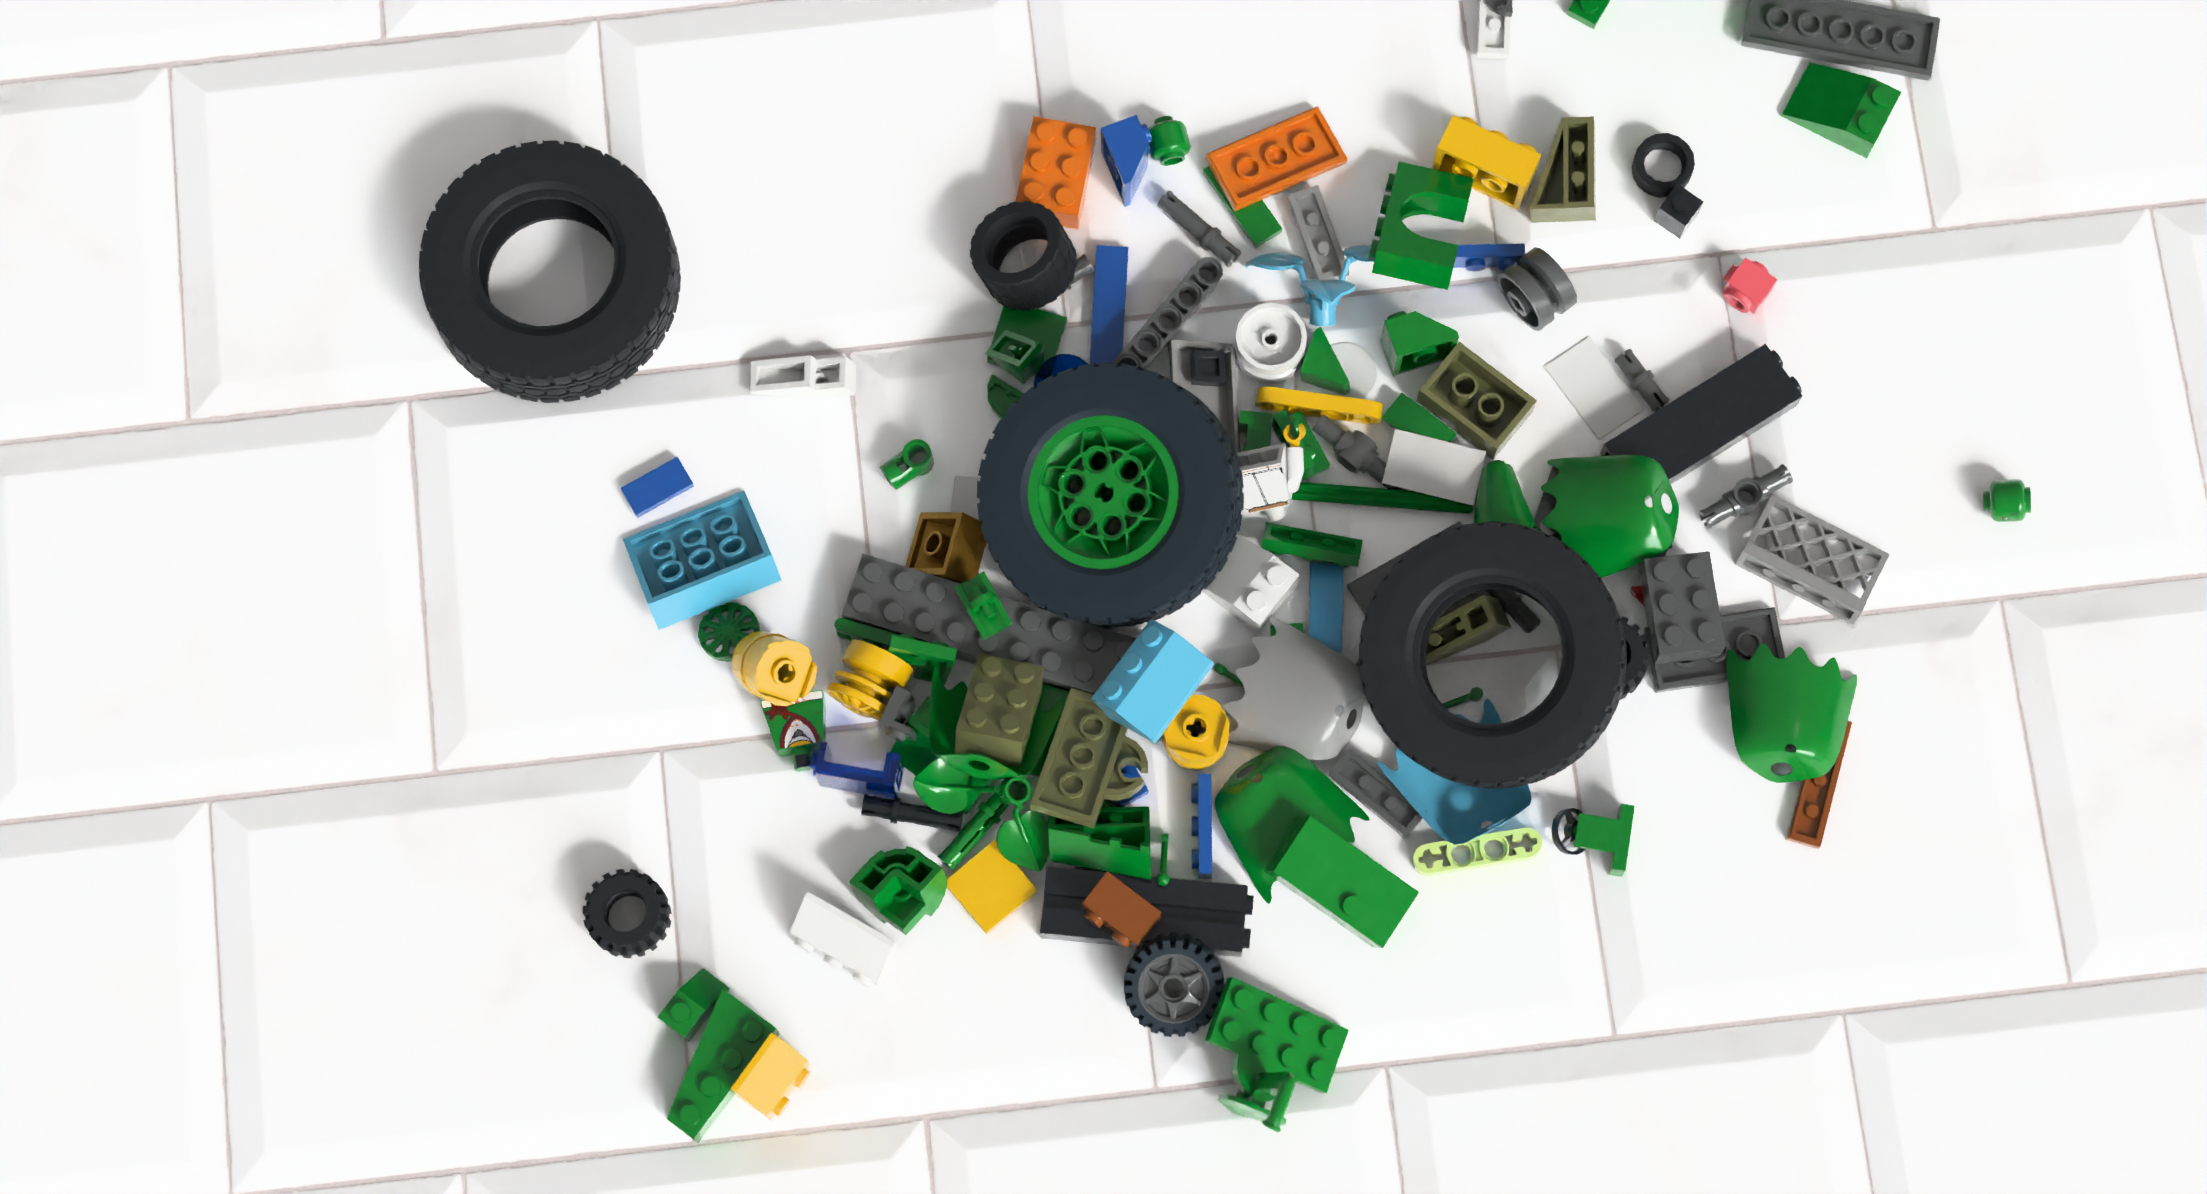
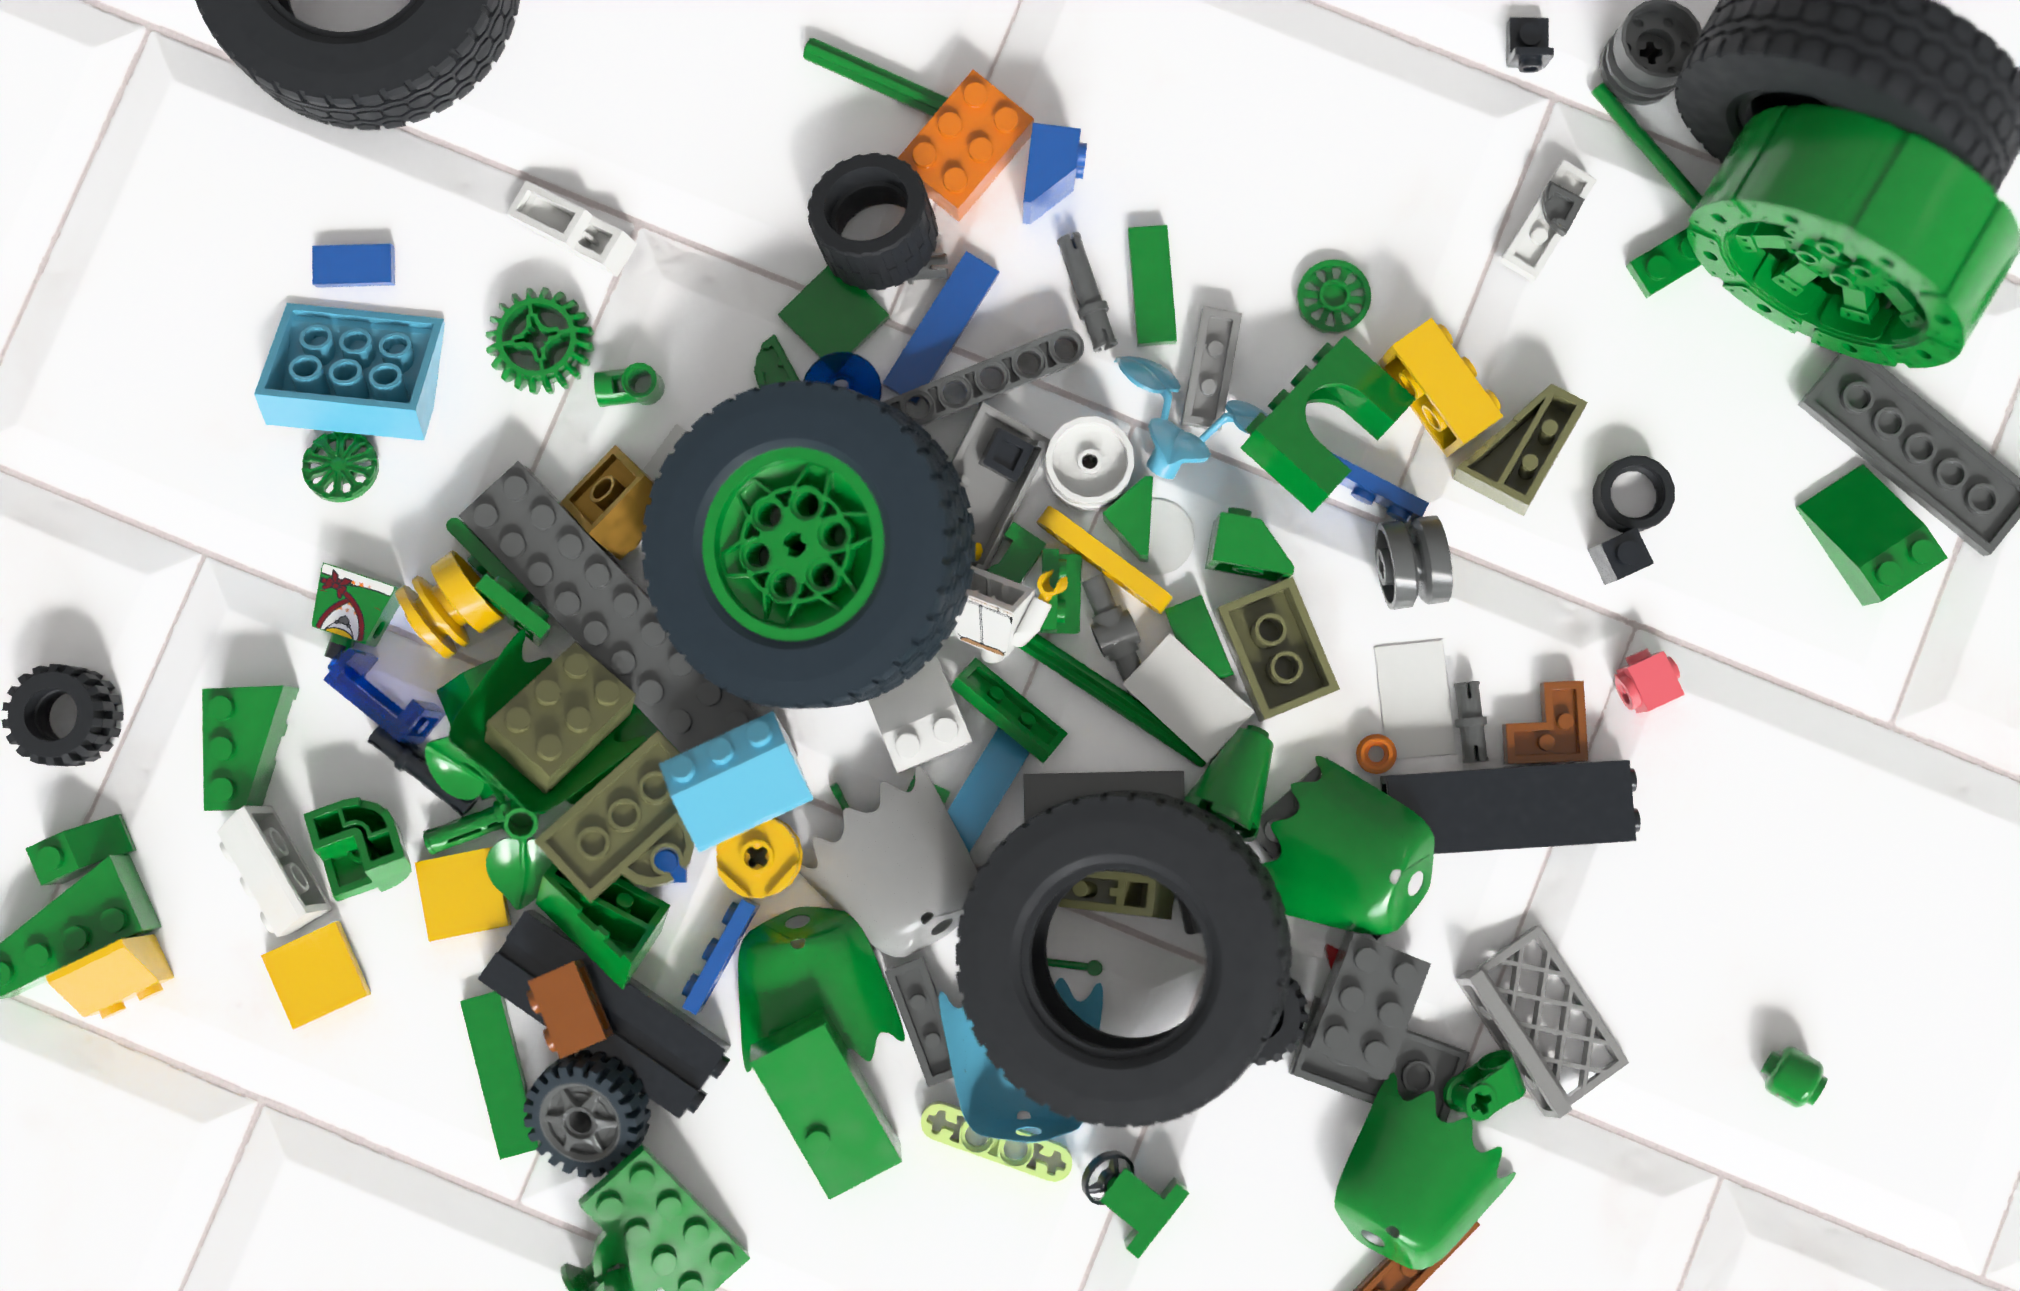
camera: 25 degrees right, 10 degrees up
(769, 861) = (241, 743): none -> green wedge
(774, 667) = (350, 536): yellow piece -> none
(816, 475) = (522, 343): none -> green gear
(899, 709) = (453, 658): dark grey bracket -> none
(915, 1003) = (316, 975): none -> yellow tile
(962, 160) = (873, 77): none -> green axle
(983, 606) = (603, 594): green hips -> none
(1017, 355) = (808, 328): green slope -> none
(1091, 1000) = (499, 1072): none -> green tile
(1162, 878) = (637, 994): green hinge -> none
(1169, 141) = (1107, 175): green head -> none
(1276, 158) = (1214, 258): orange tile -> none
(1374, 141) = (1333, 296): none -> green wheel
(1588, 427) = (1389, 753): none -> orange plate
(1707, 353) = (1558, 736): none -> dark orange plate
(1733, 506) = (1528, 914): dark grey pin -> none
(1798, 622) = (1485, 1086): none -> green piece

